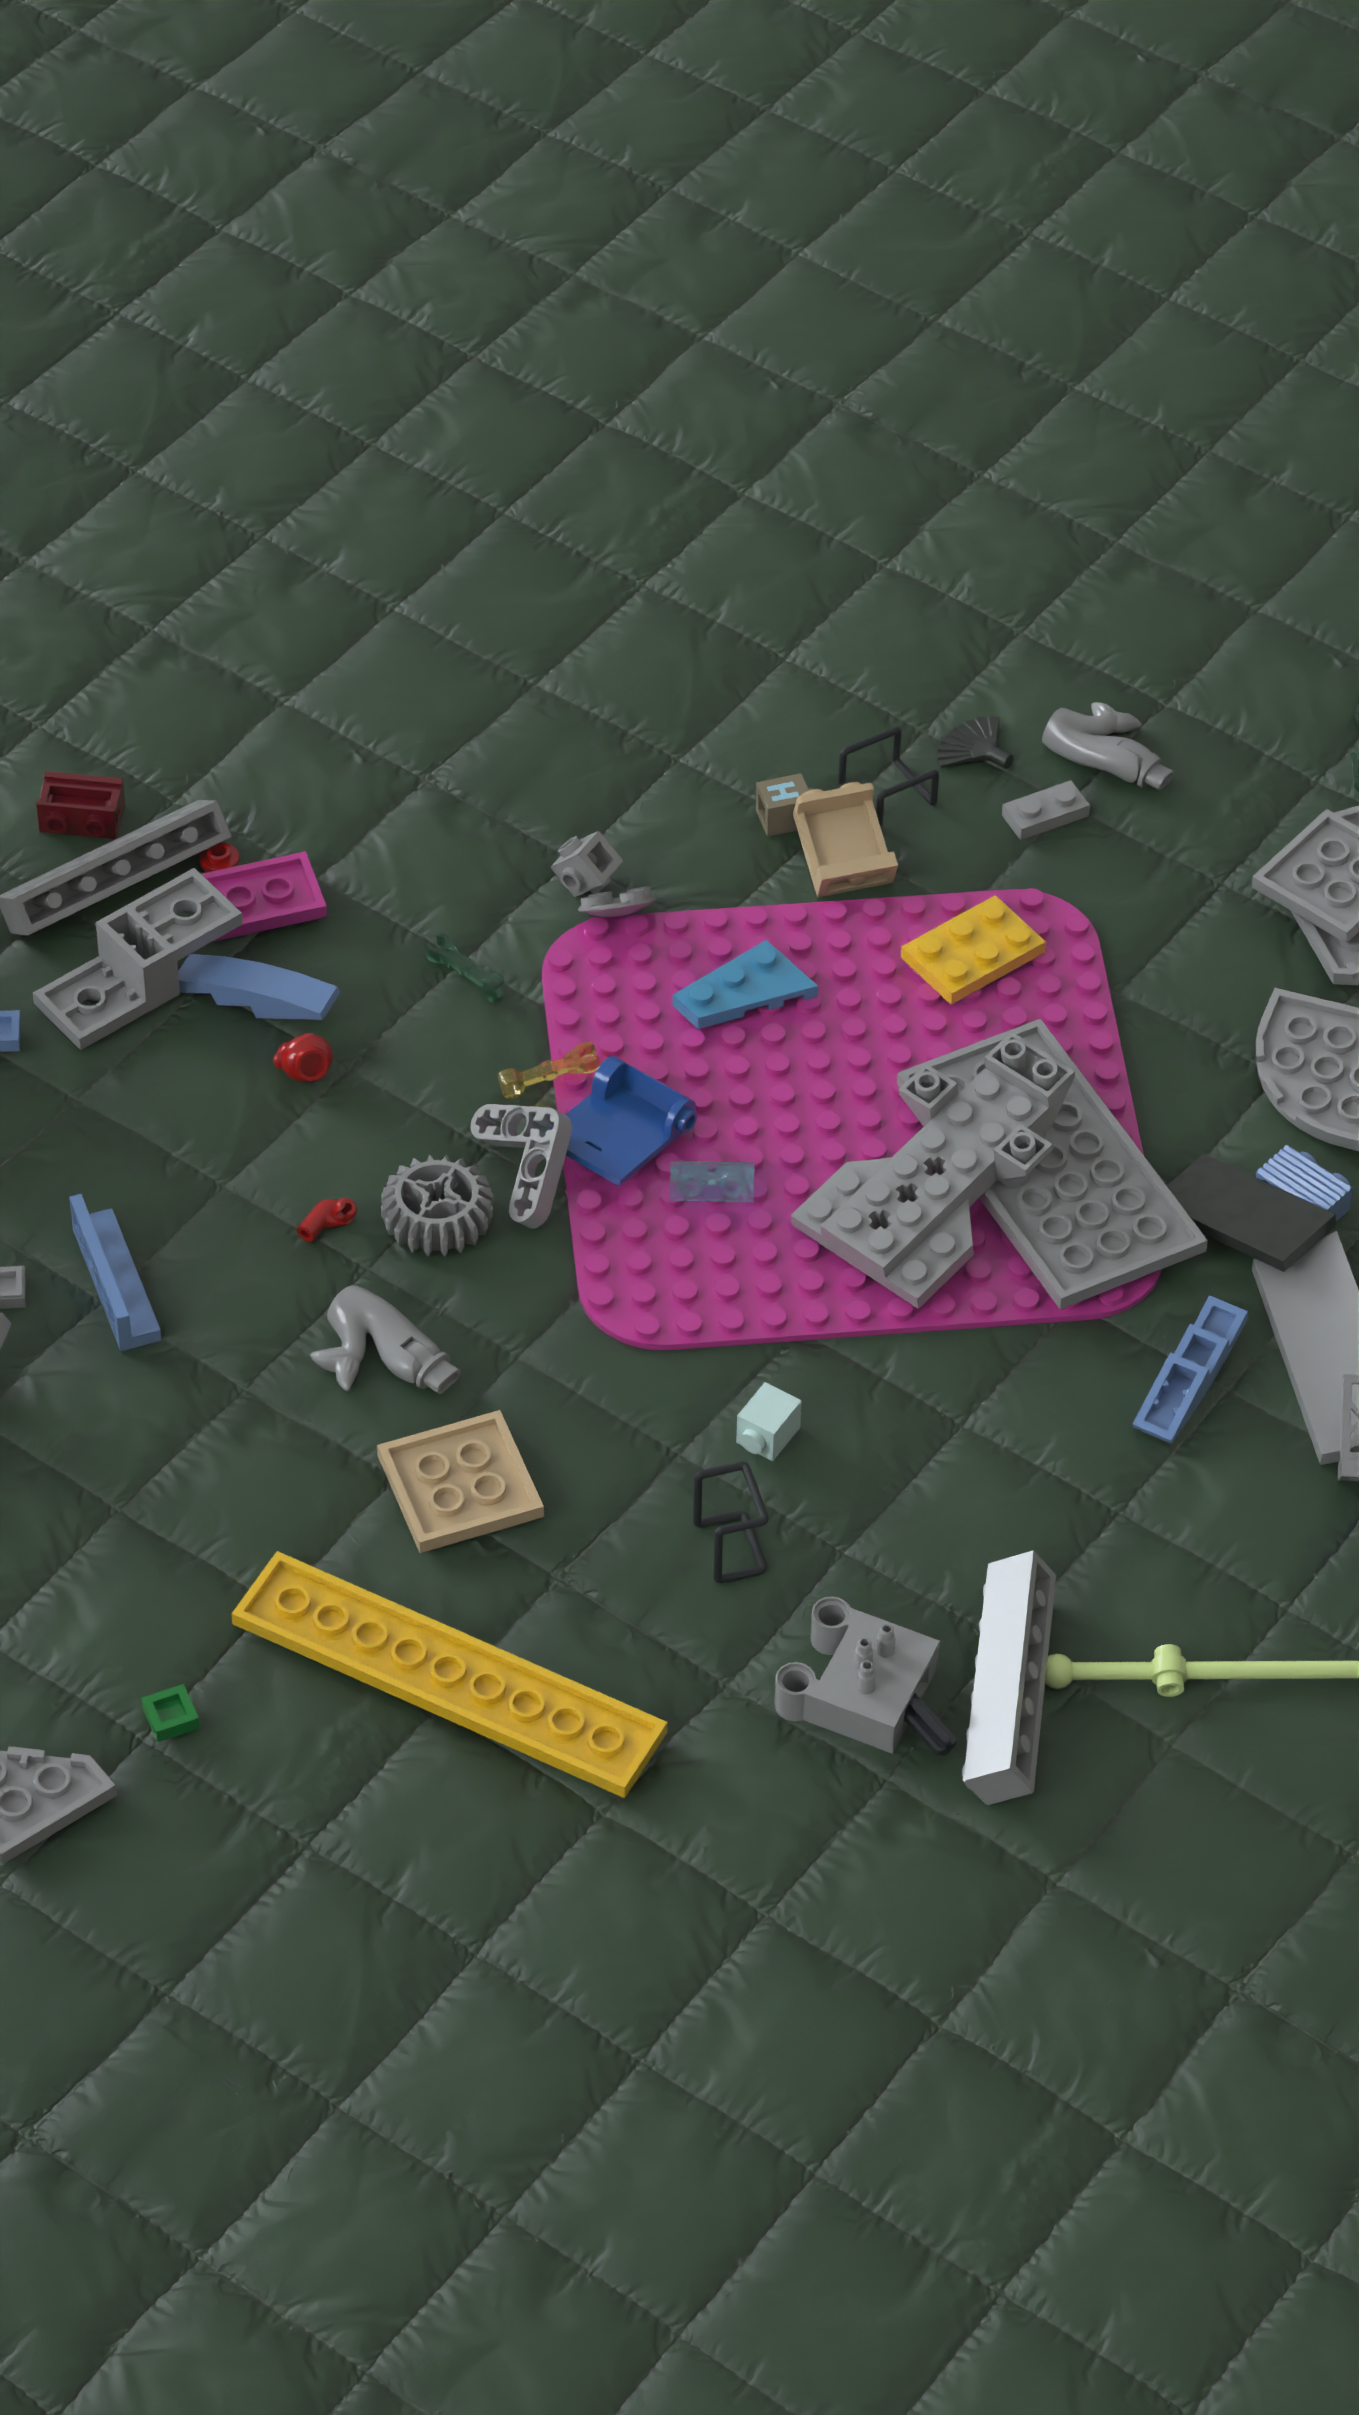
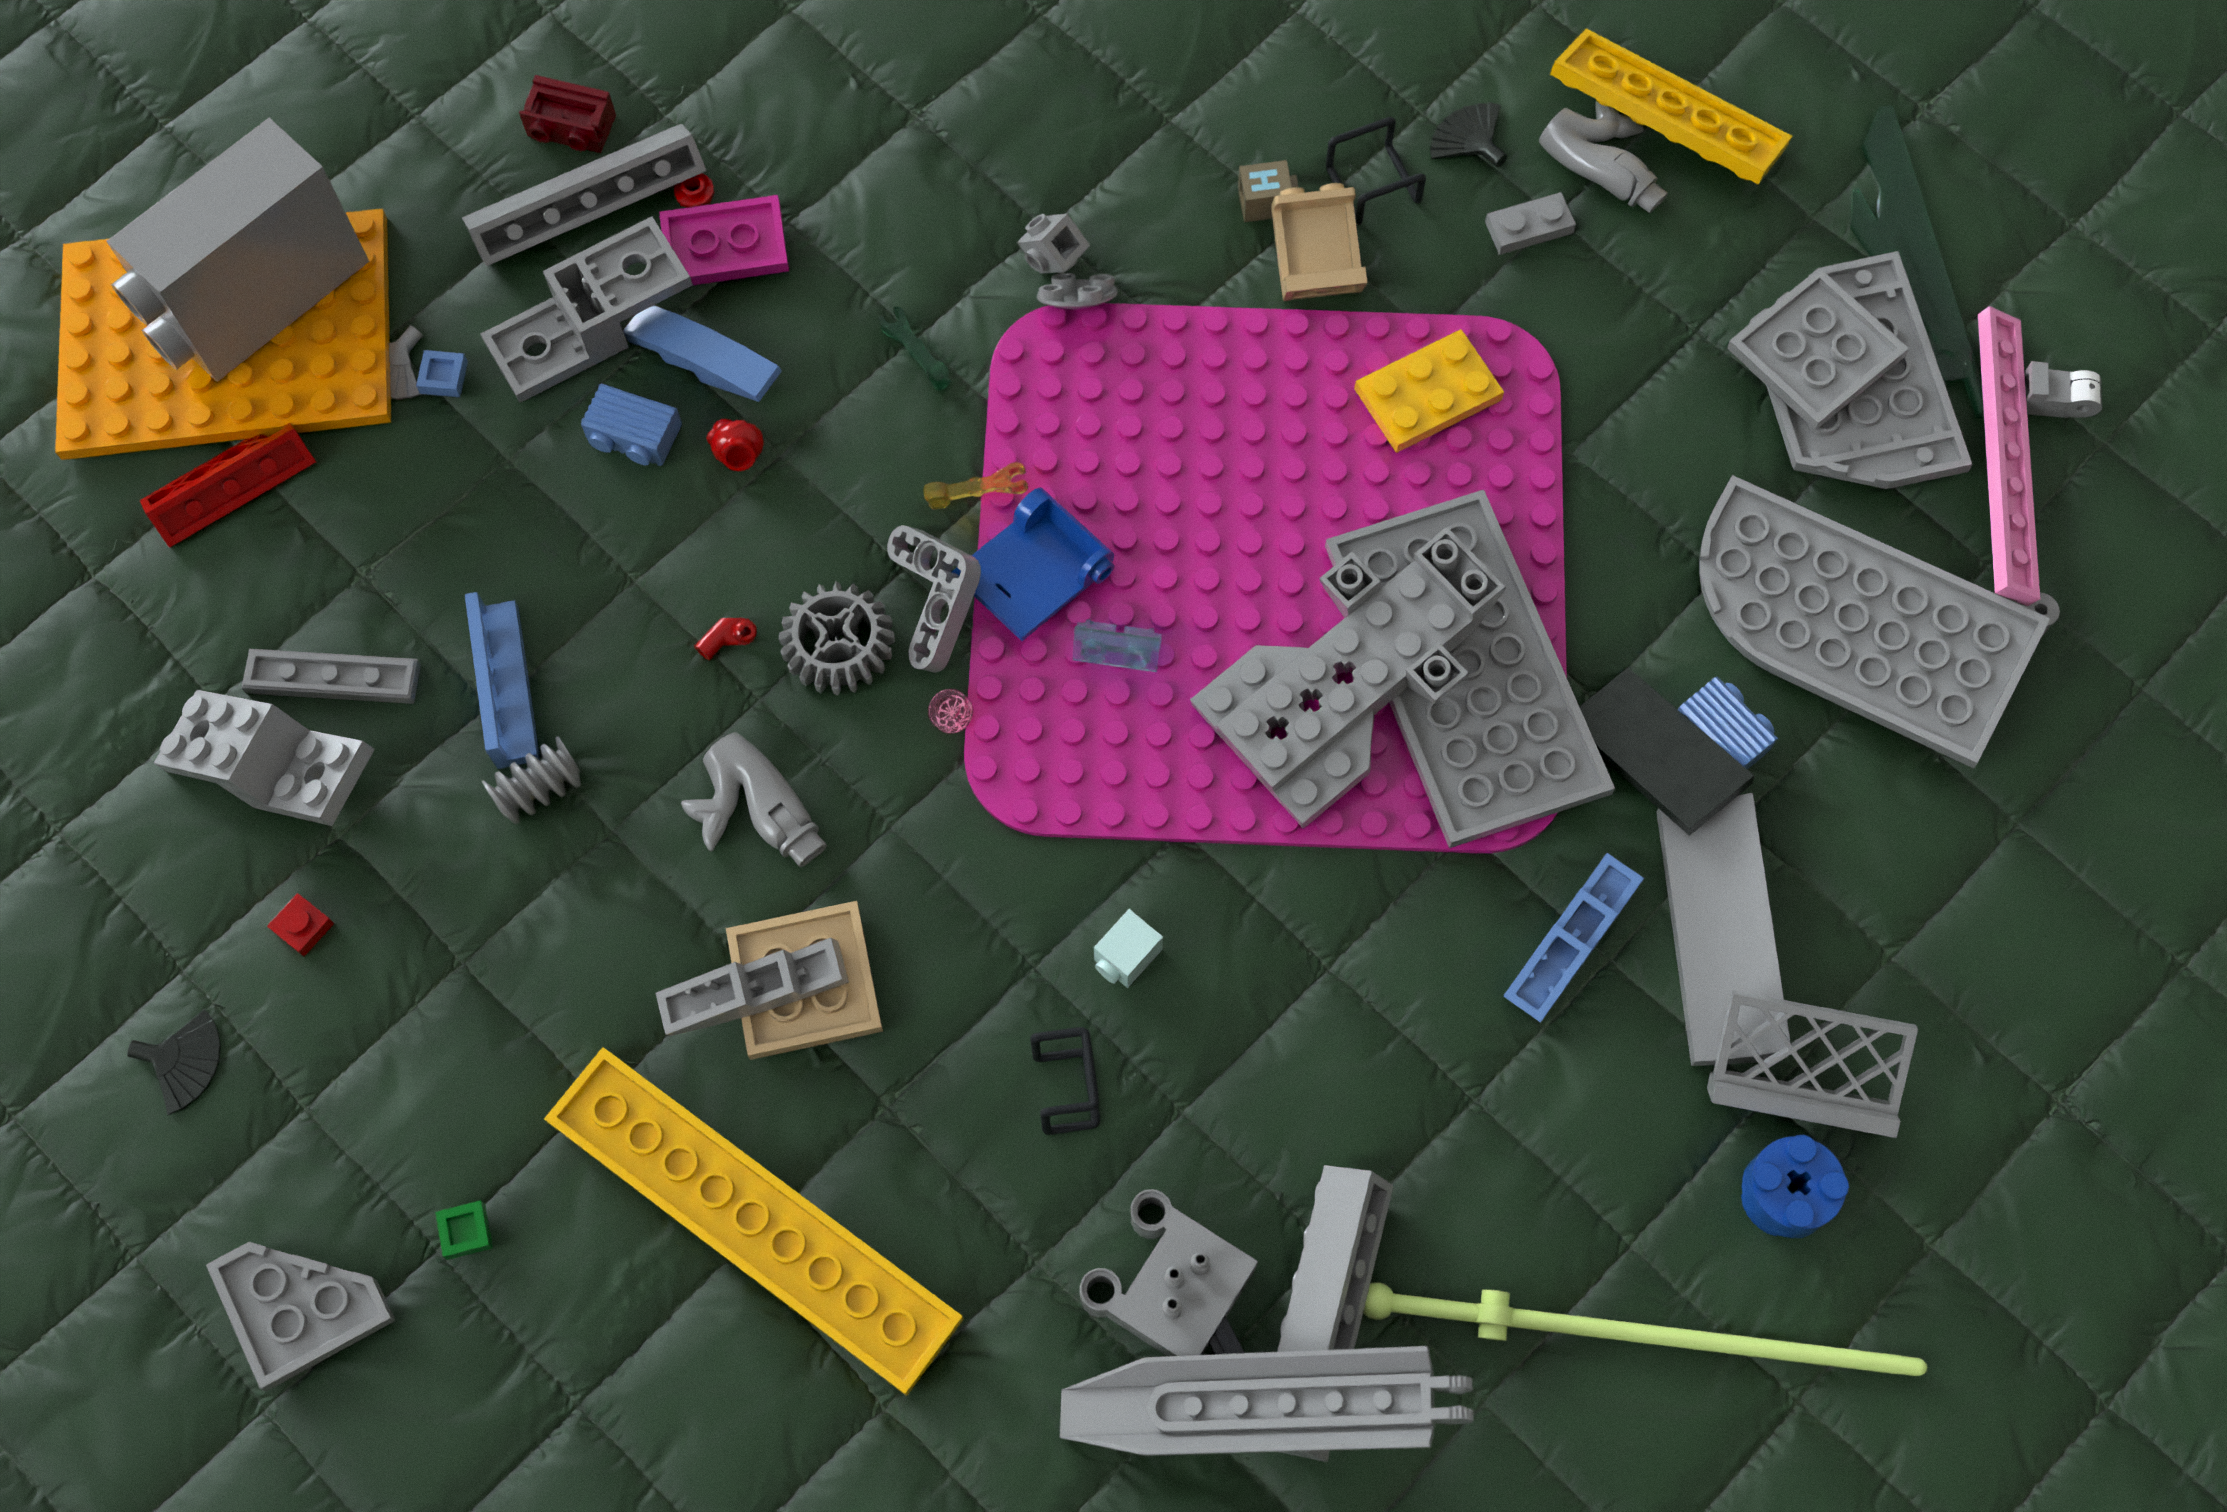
camera: 10 degrees right, 20 degrees up
(164, 1346) = (534, 781): none -> light grey piece
(198, 1054) = (631, 425): none -> medium blue brick
(407, 1486) = (751, 988): none -> light grey slope
(559, 1254) = (950, 711): none -> clear pink tile
(745, 983) = (1188, 408): dark azure wing -> none
(966, 1728) = (1264, 1403): none -> light grey hinge
(1163, 698) = (1671, 106): none -> yellow plate

